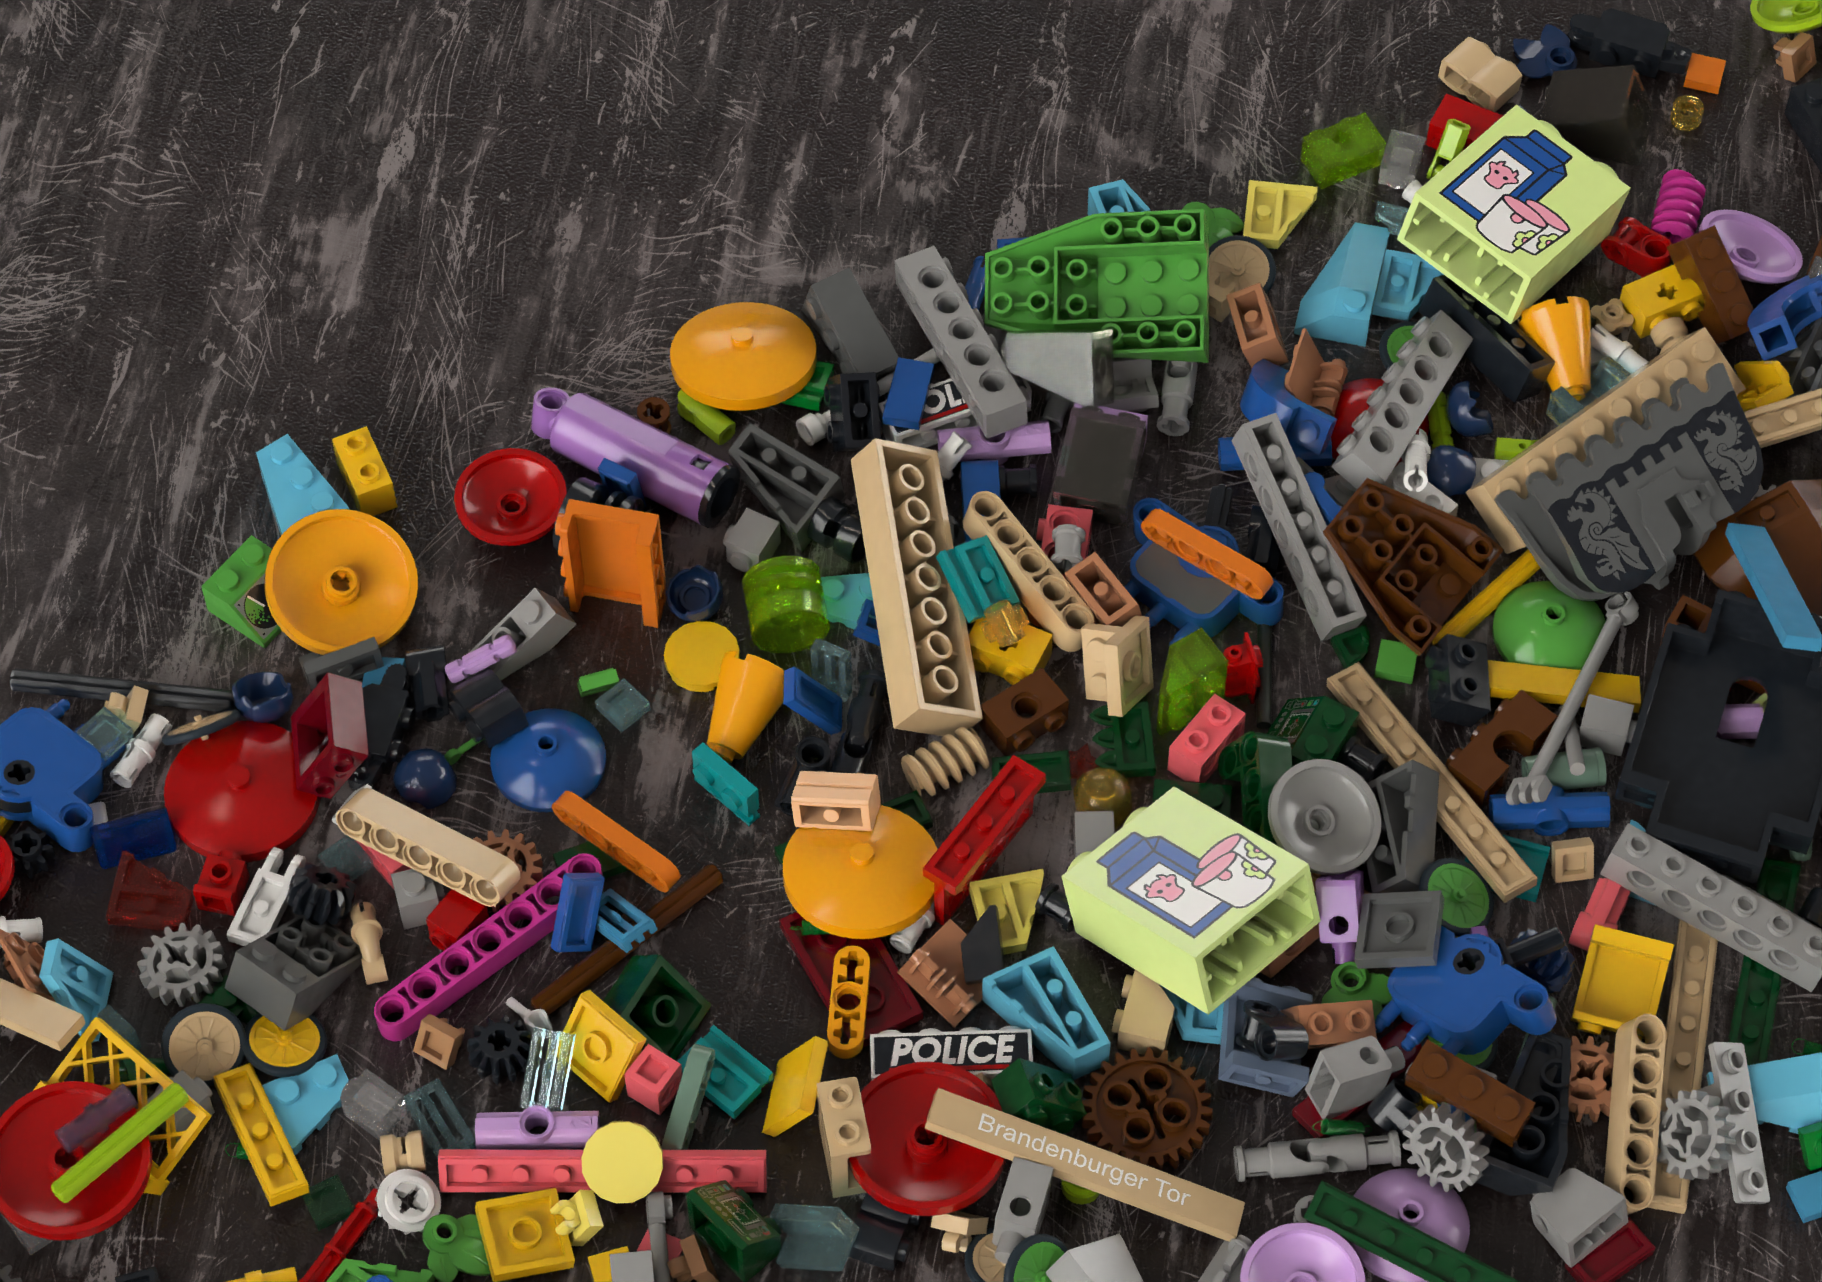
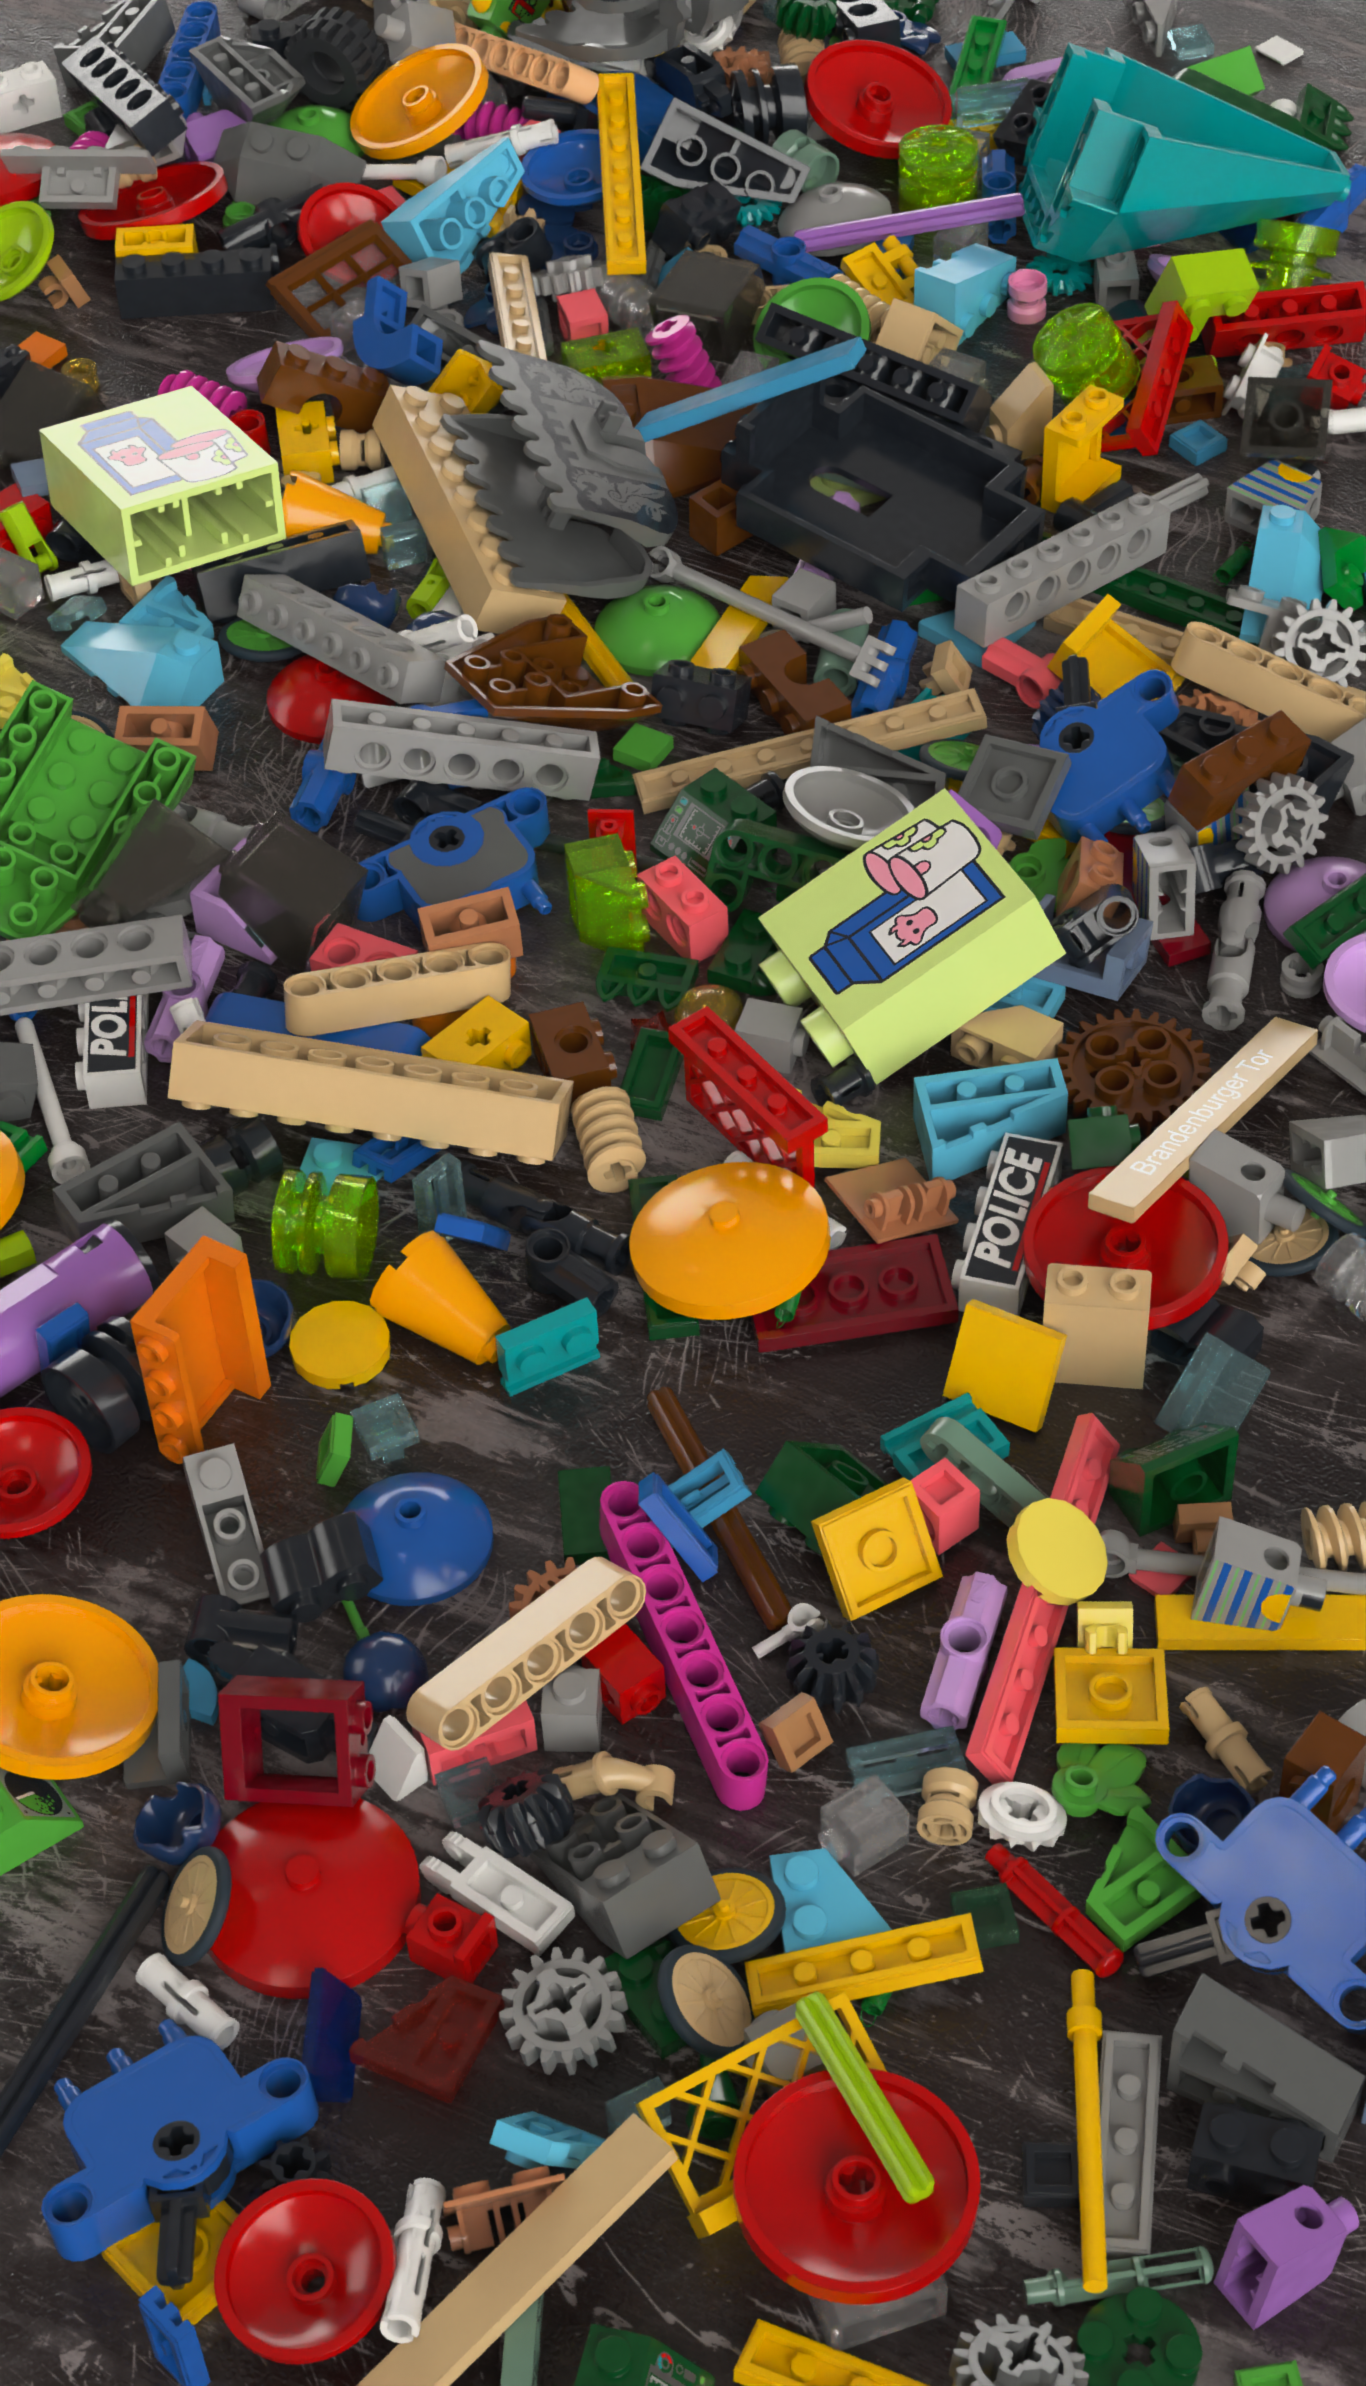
camera: 70 degrees left, 10 degrees down
(95, 1118) = (818, 2117): clear purple pin -> none
(106, 733) = (149, 2023): clear light blue tile -> none
(129, 708) = (121, 1998): tan tile -> none
(480, 658) = (247, 1554): lavender axle -> none
(562, 1070) = (877, 1635): clear light blue tile -> none
(616, 841) = (584, 1472): orange beam -> none
(836, 800) = (639, 1223): light nougat brick -> none
(853, 411) = (84, 1098): black brick -> none
(856, 1016) = (893, 1275): light orange beam -> none
(908, 393) = (90, 1039): blue tile -> none
(976, 577) = (392, 1028): teal plate -> none
(983, 948) = (881, 1154): black tile -> none
(1004, 623) = (466, 1016): clear yellow gear -> none
(1067, 546) = (387, 942): light grey bush -> none
(1117, 663) = (562, 944): tan bracket -> none
(1207, 554) = (414, 851): orange beam -> none
(1267, 395) = (279, 741): blue arch -> none
(1313, 379) = (267, 706): nougat hinge -> none
(1341, 1127) = (1208, 927): green piece -> none

